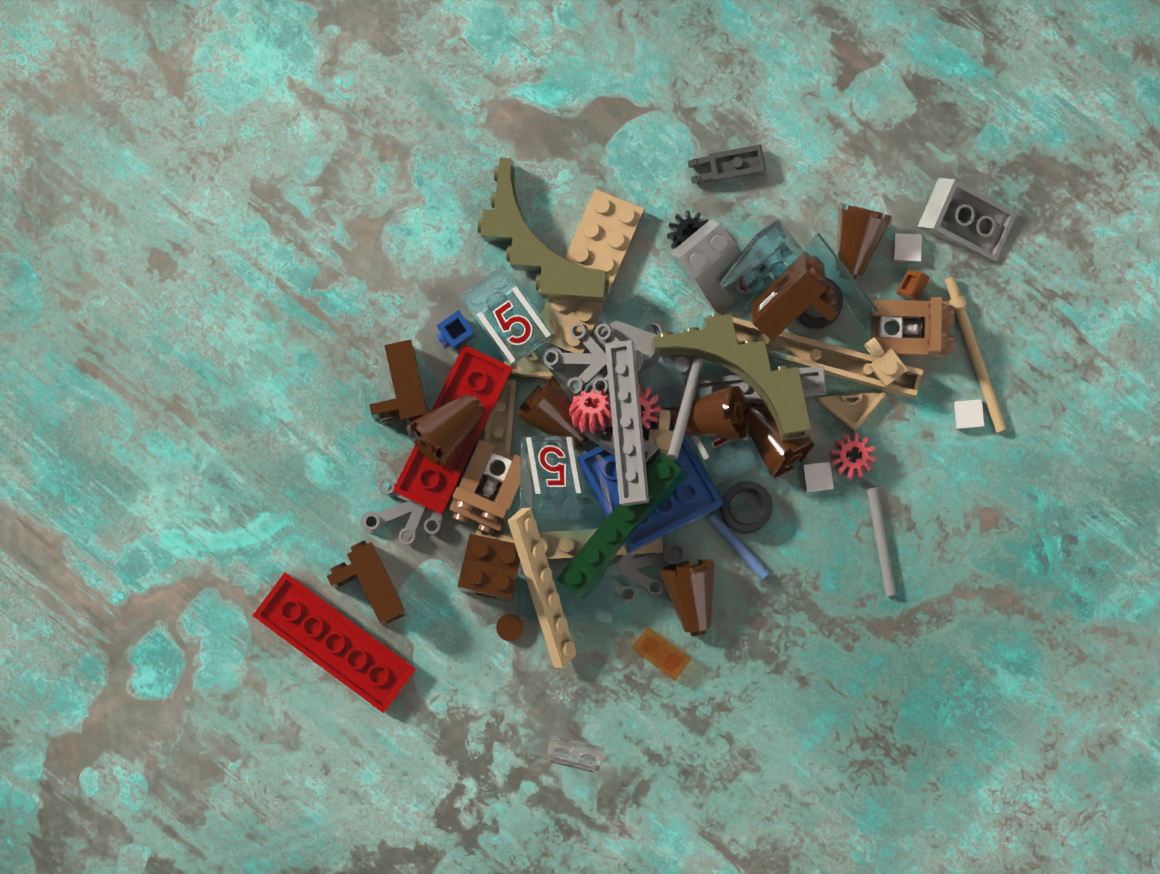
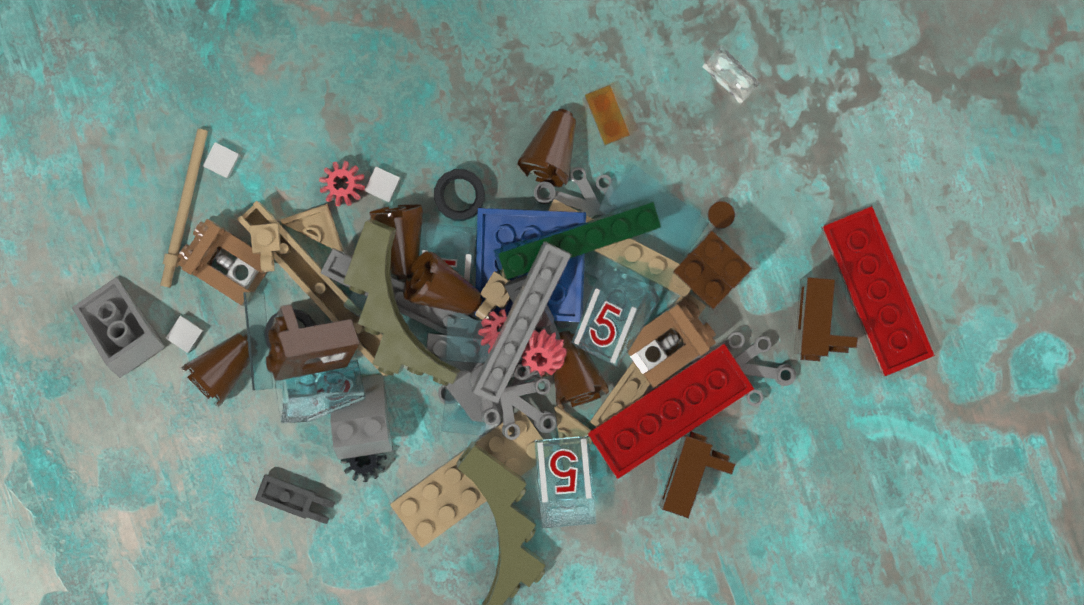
camera: 150 degrees left, 5 degrees up
(445, 428) = (677, 413): reddish brown cone -> none
(454, 331) = (617, 495): blue brick -> none
(542, 587) = (677, 228): tan plate -> none
(685, 408) = (461, 306): light grey bar -> none
(738, 546) = (486, 168): medium blue bar -> none
(881, 541) = (362, 97): light grey bar -> none
(913, 285) = (200, 298): dark orange tile -> none

